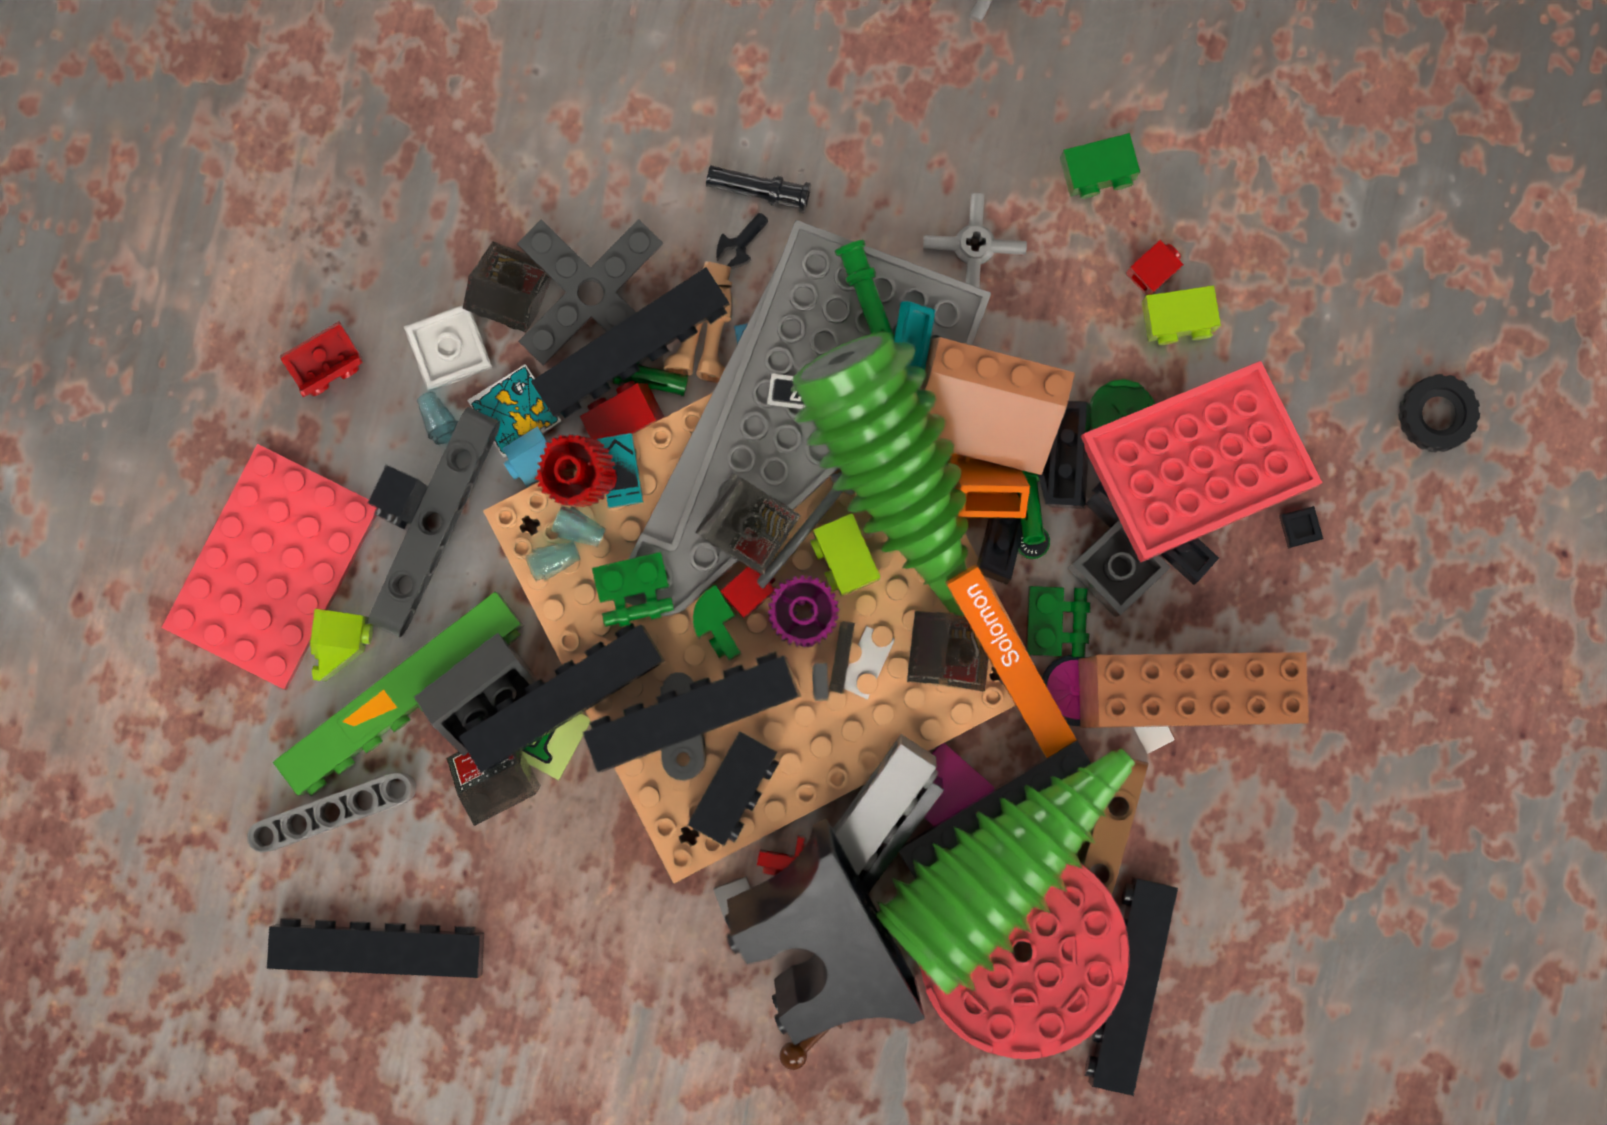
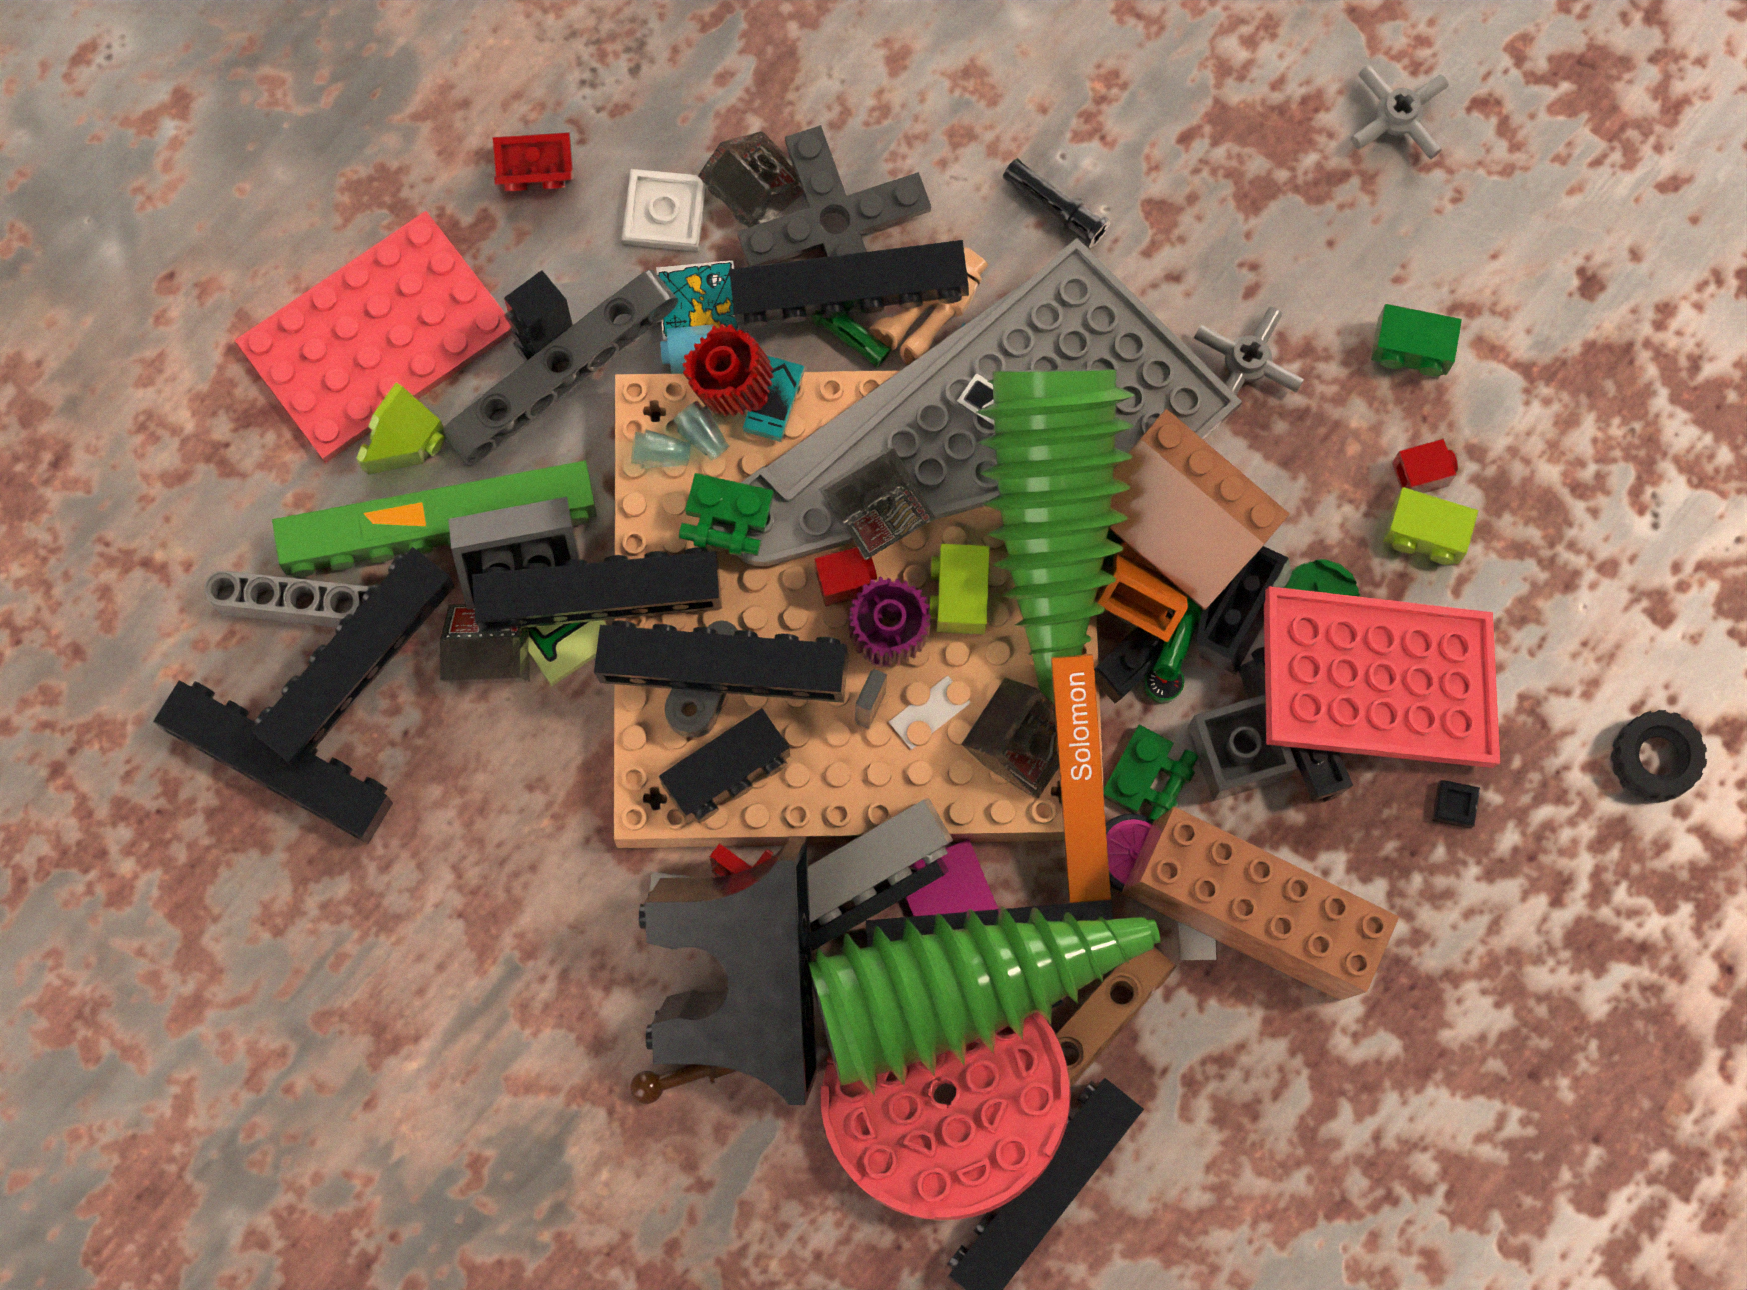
camera: 25 degrees right, 10 degrees down
(397, 845) = (353, 657): none -> black brick
(436, 418) = (615, 268): clear light blue cone -> none
(624, 413) = (816, 346): red brick -> none
(710, 616) = (791, 583): green brick -> none
(741, 241) = (1010, 247): black bar -> none
(802, 533) = (991, 518): dark grey piece -> none
(841, 657) = (906, 688): clear smoke tile -> none
(861, 277) = (1115, 320): green pin -> none
(915, 327) = (1151, 393): teal tile -> none

